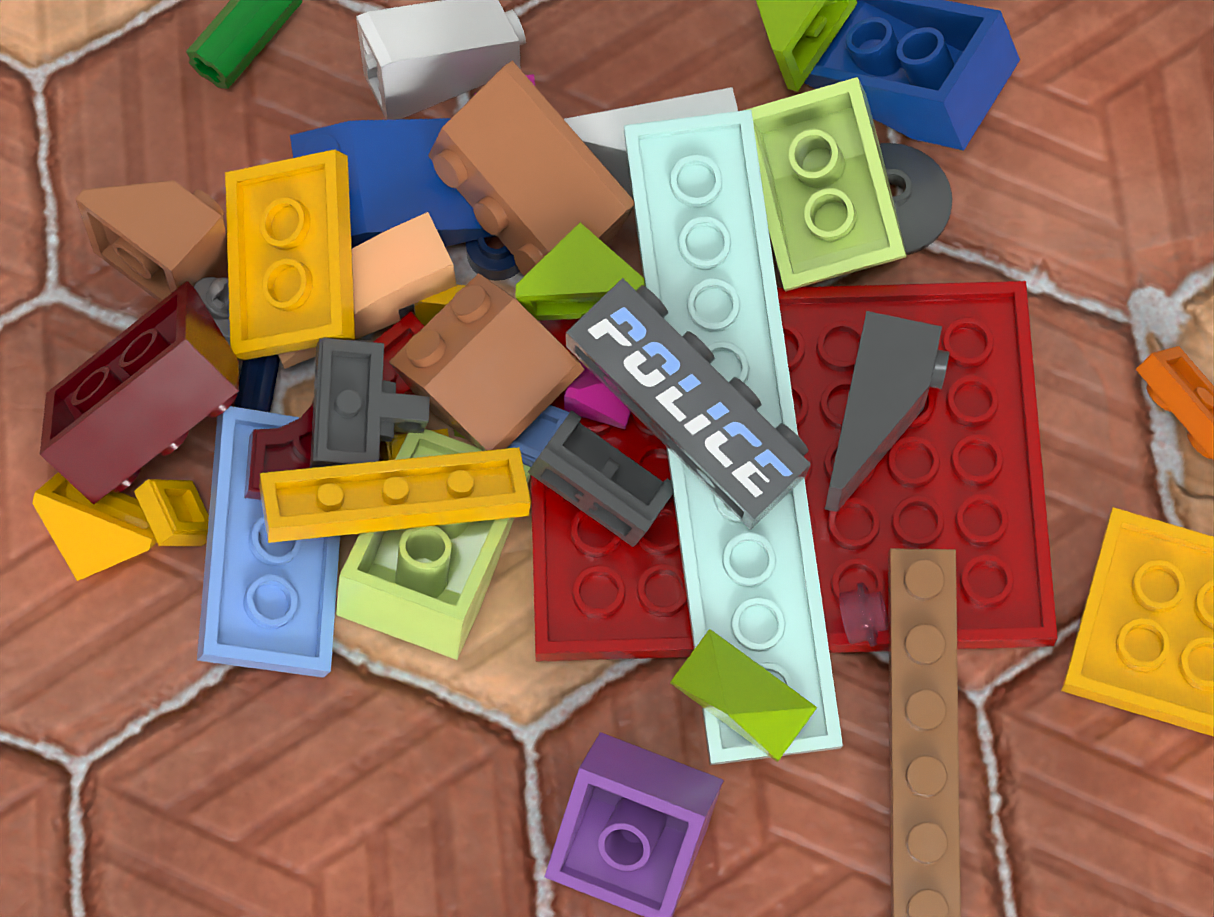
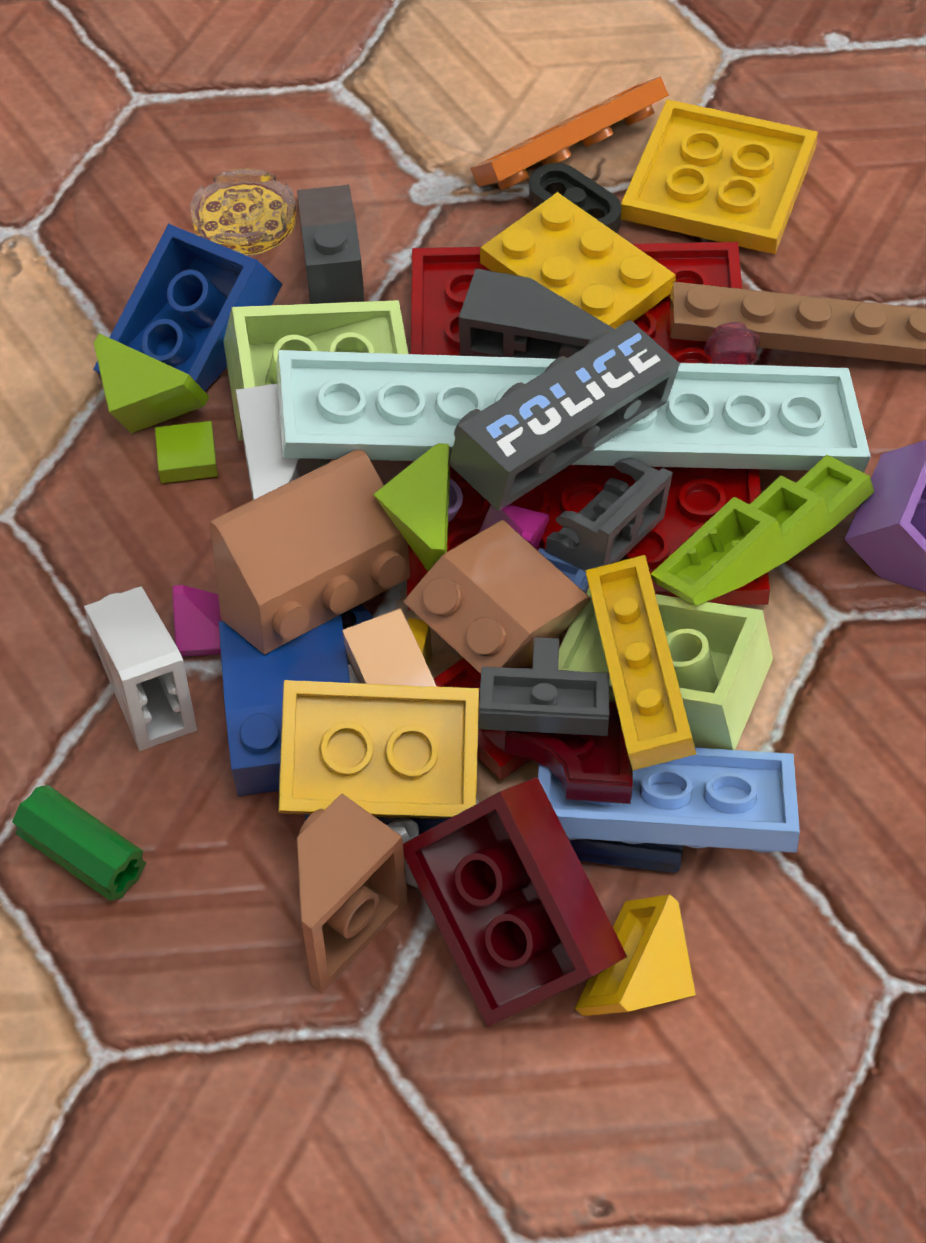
camera: 85 degrees left, 15 degrees down
(174, 512) = (633, 887): yellow tile -> none
(595, 647) = (759, 536): none -> lime slope
(737, 69) = (186, 452): none -> lime tile
(743, 695) = (812, 424): lime slope -> none
(991, 454) = (580, 262): none -> yellow plate
(1042, 196) = (331, 245): none -> dark grey slope
(1094, 110) = (244, 211): none -> clear tile
(1120, 462) = (578, 189): none -> pearl dark grey plate

